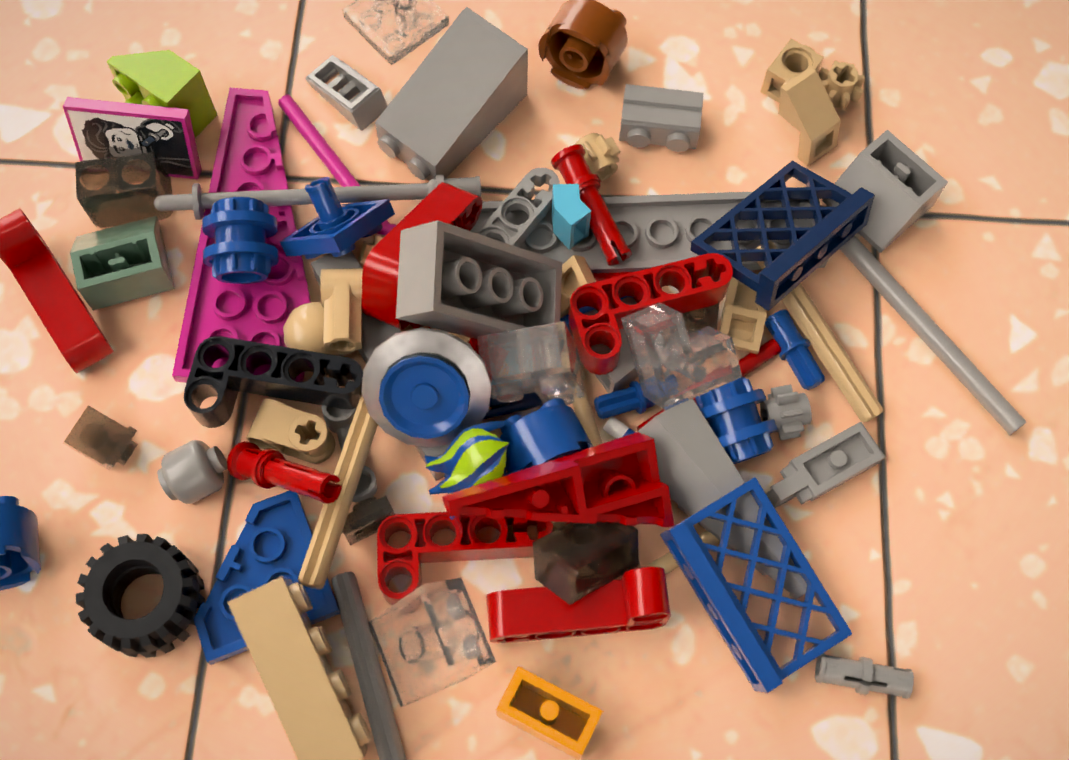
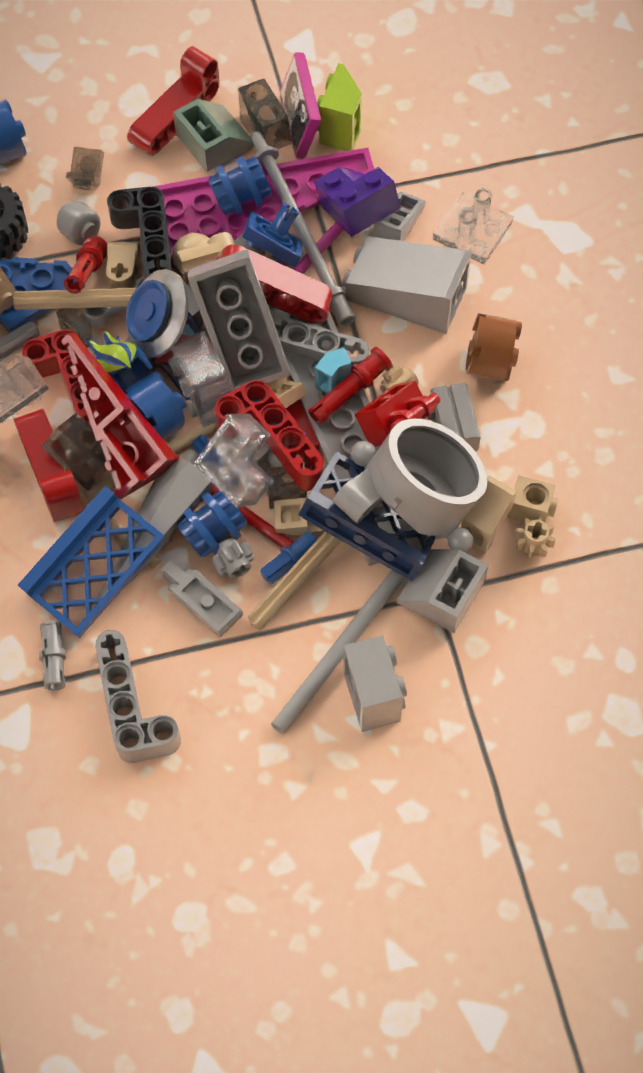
camera: 75 degrees right, 5 degrees down
(311, 115) = (357, 198): none -> dark purple slope
(652, 165) = (394, 405): none -> red brick
(763, 158) = (422, 475): none -> light grey piece
(945, 591) = (126, 696): none -> light grey beam
(1005, 298) = (373, 682): none -> light grey brick

